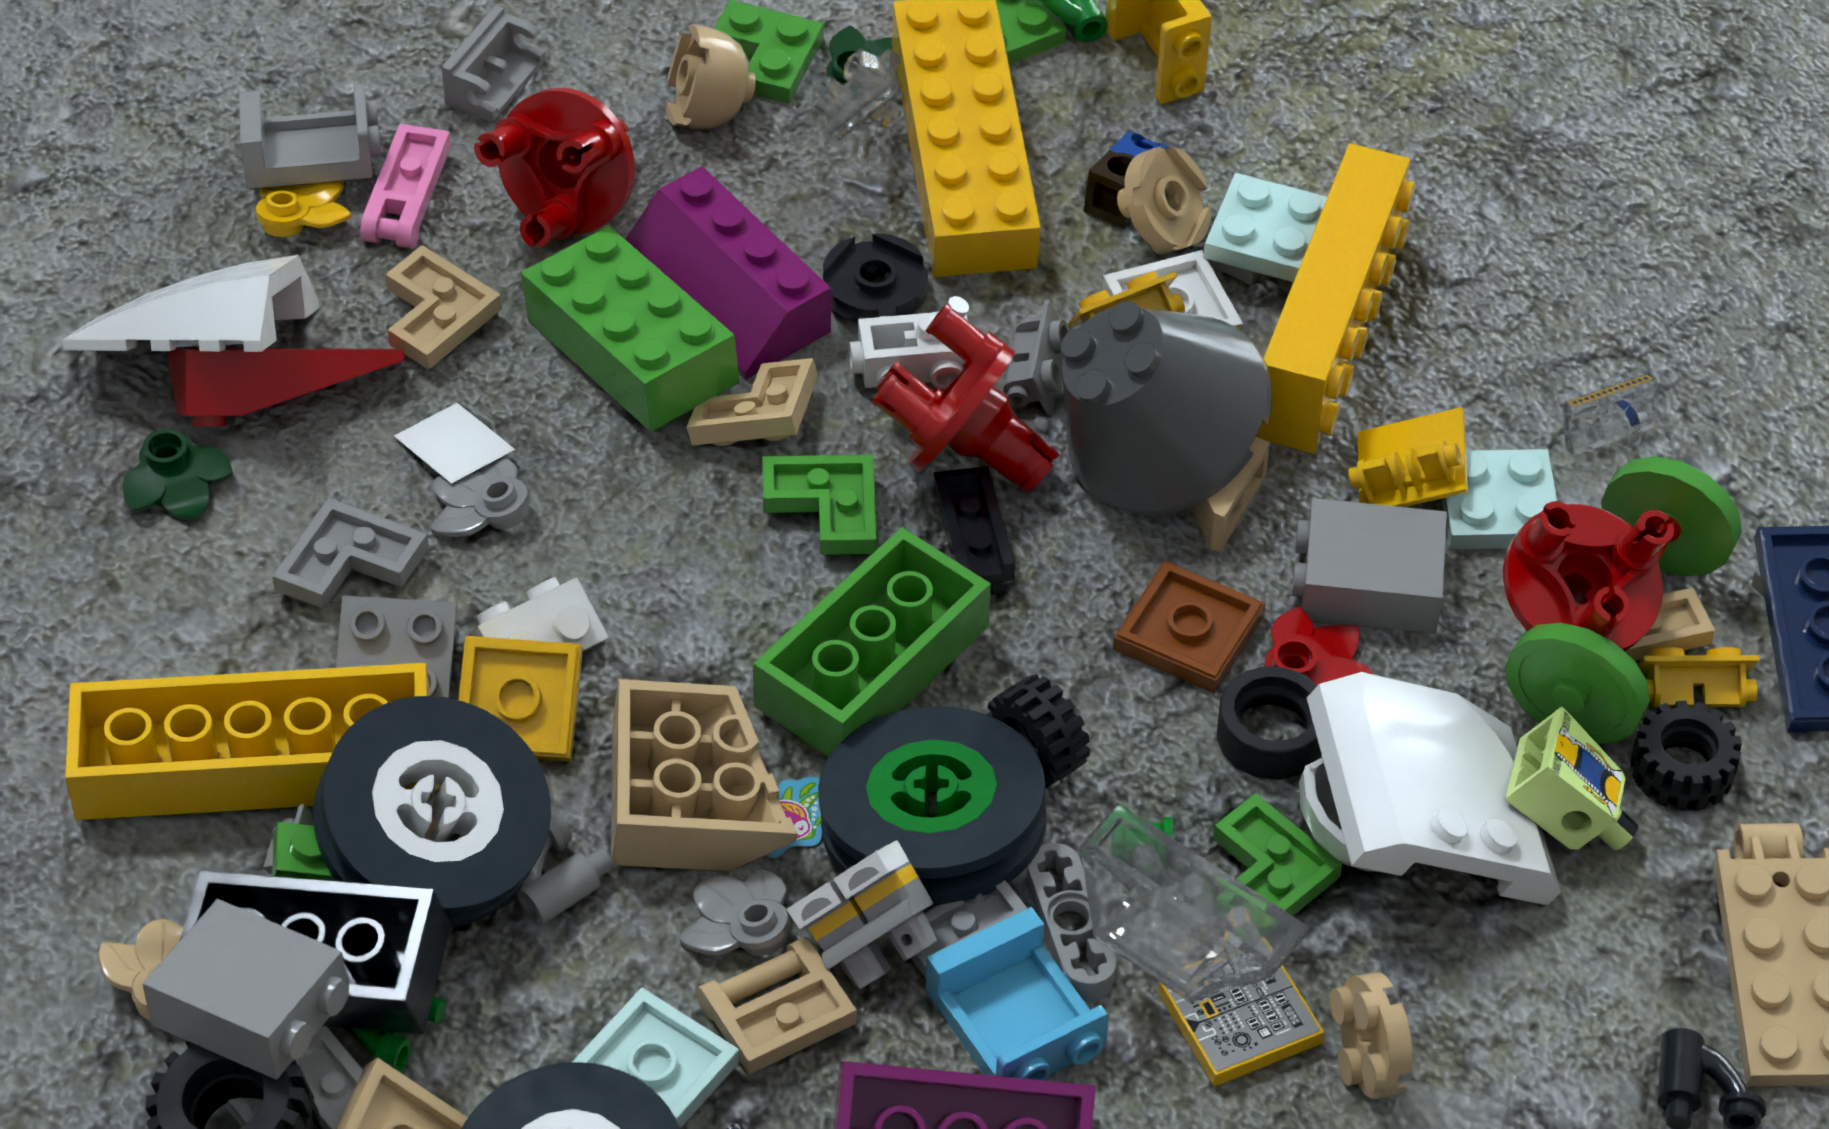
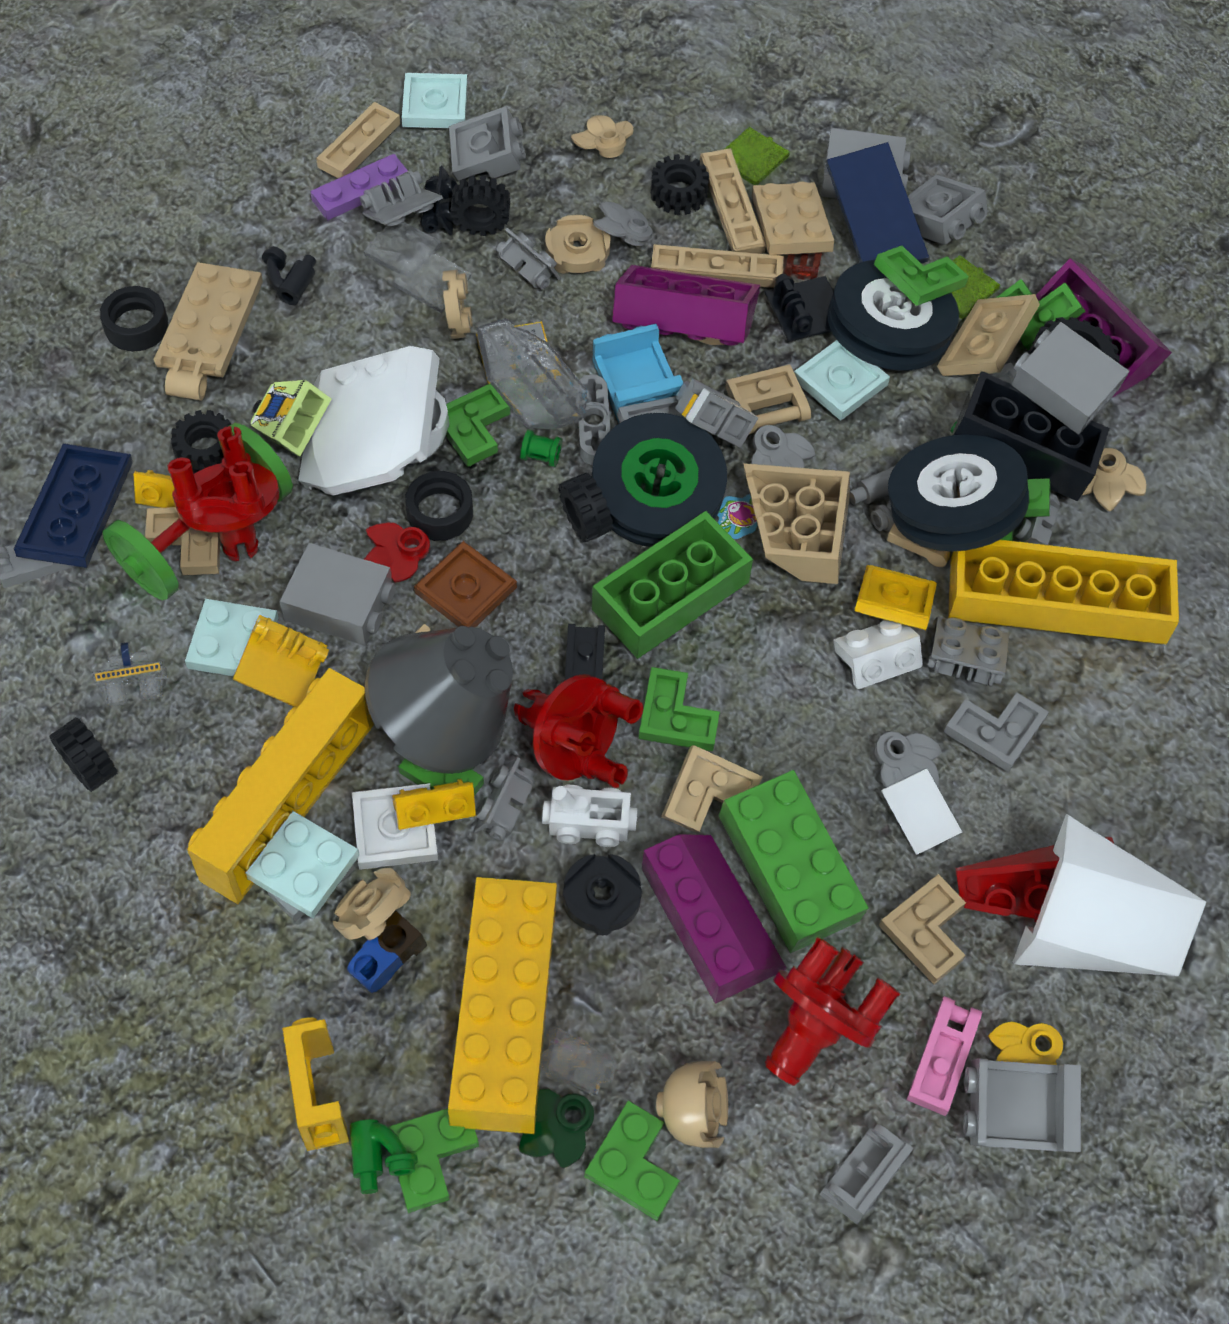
camera: 170 degrees left, 10 degrees up
(174, 475) = (1112, 815): dark green plate -> none
(1628, 279) = (83, 754): none -> black tyre

